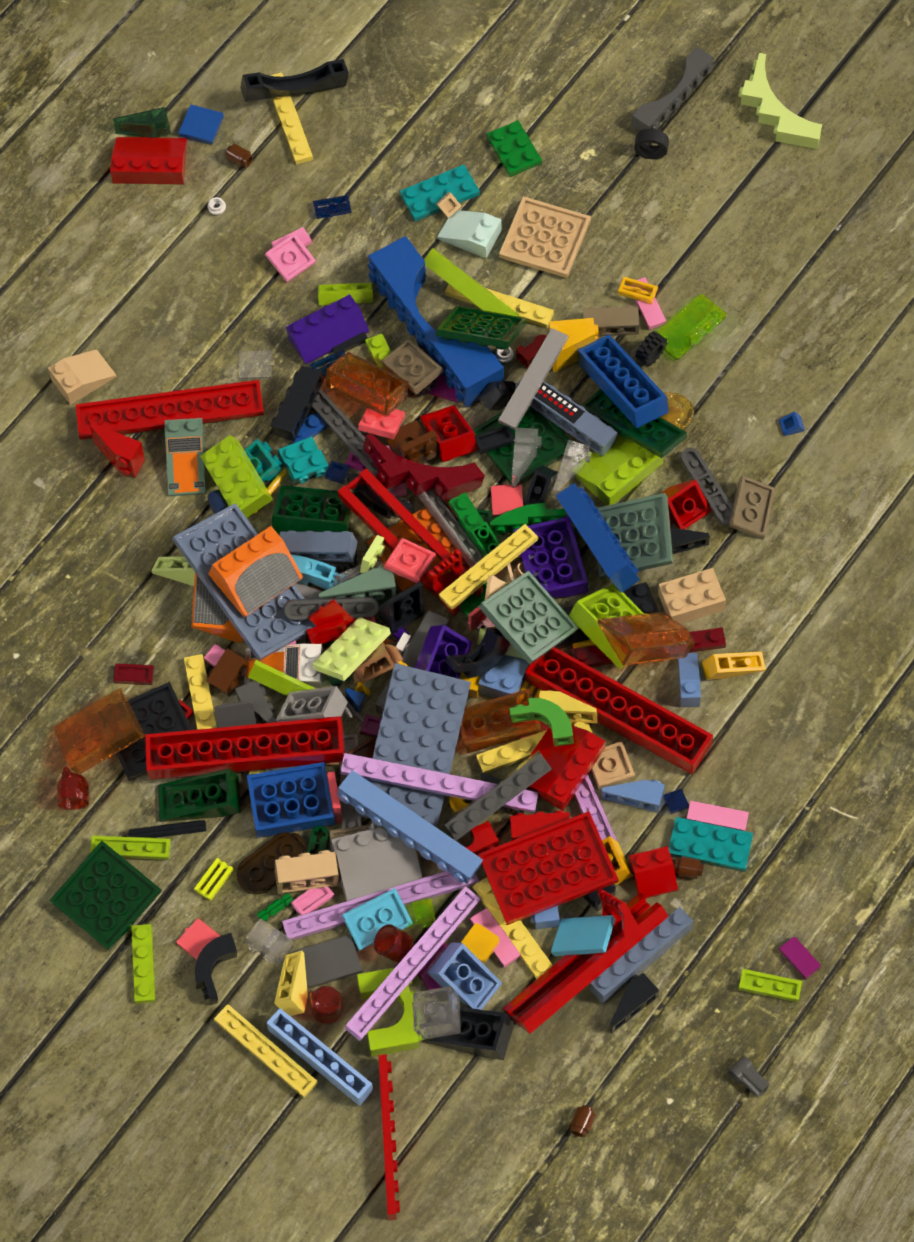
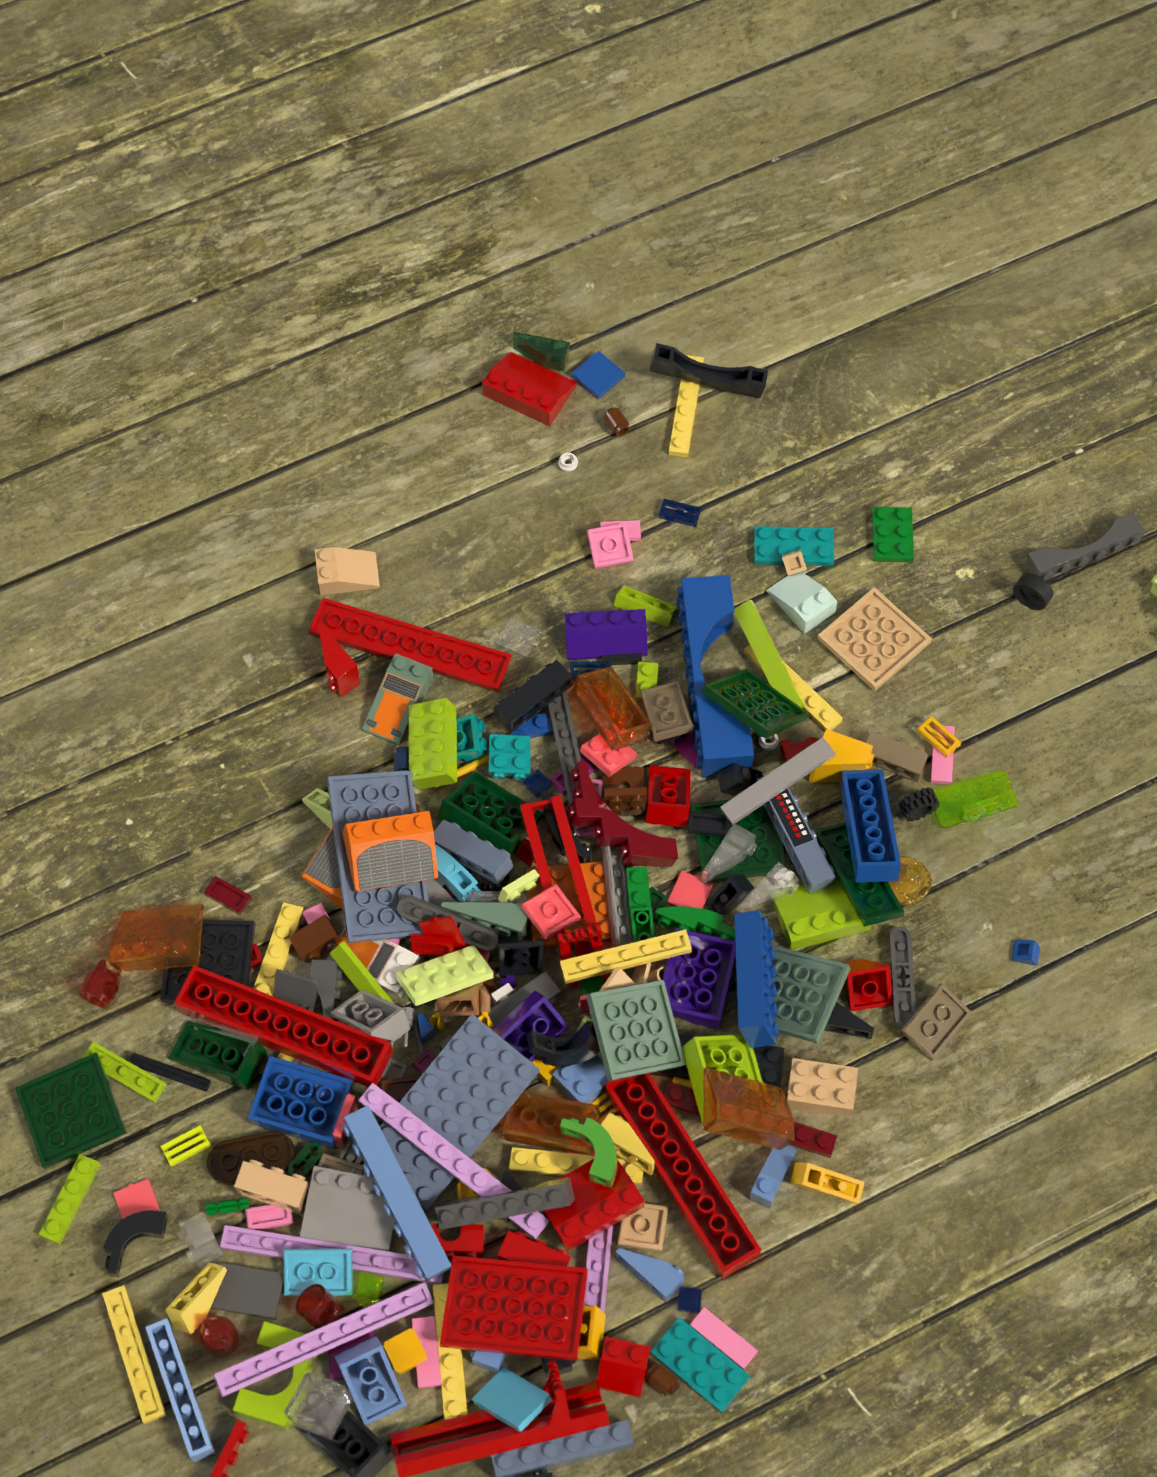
camera: 25 degrees right, 0 degrees up
(359, 529) = (524, 852): none -> red slope

